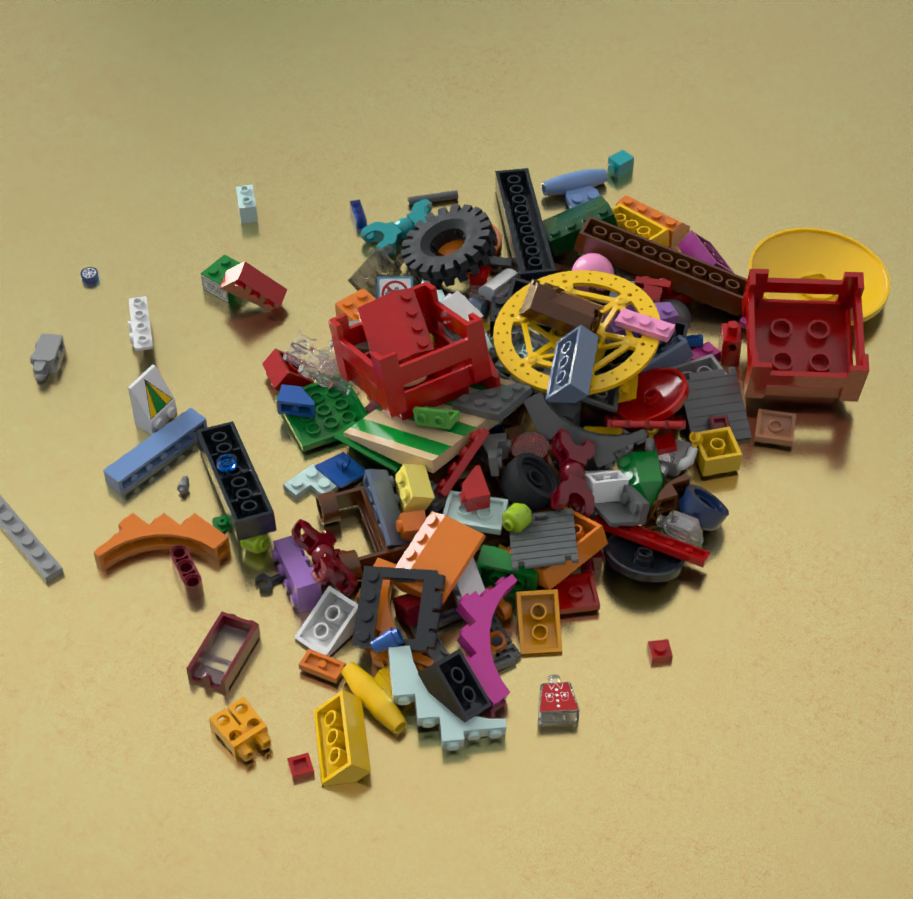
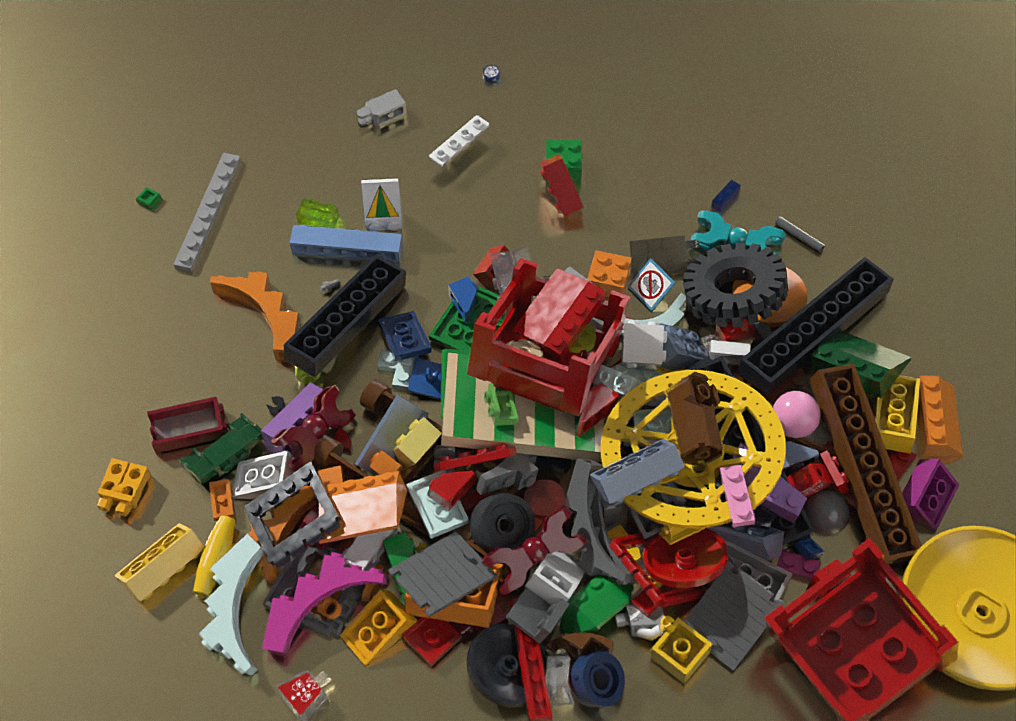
camera: 55 degrees right, 10 degrees up
(104, 452) = (317, 214): none -> clear neon green brick
(186, 572) = (244, 339): dark red beam -> none
(226, 463) = (348, 297): clear blue tile -> none
(246, 204) = (659, 114): light aqua brick -> none
(282, 640) = (225, 452): none -> dark green bracket
(288, 460) = (404, 336): none -> dark blue plate
(300, 766) = (120, 550): red tile -> none
(389, 638) = (256, 529): blue cone -> none
(456, 686) = (248, 609): black slope -> none
(493, 402) = (557, 437): dark grey plate -> none
(516, 517) = (448, 538): lime head -> none
(576, 185) = (919, 333): medium blue plate -> none
(620, 163) = (986, 346): teal brick -> none
(718, 422) = (714, 633): dark red tile -> none
(775, 427) = (760, 684): nougat plate -> none

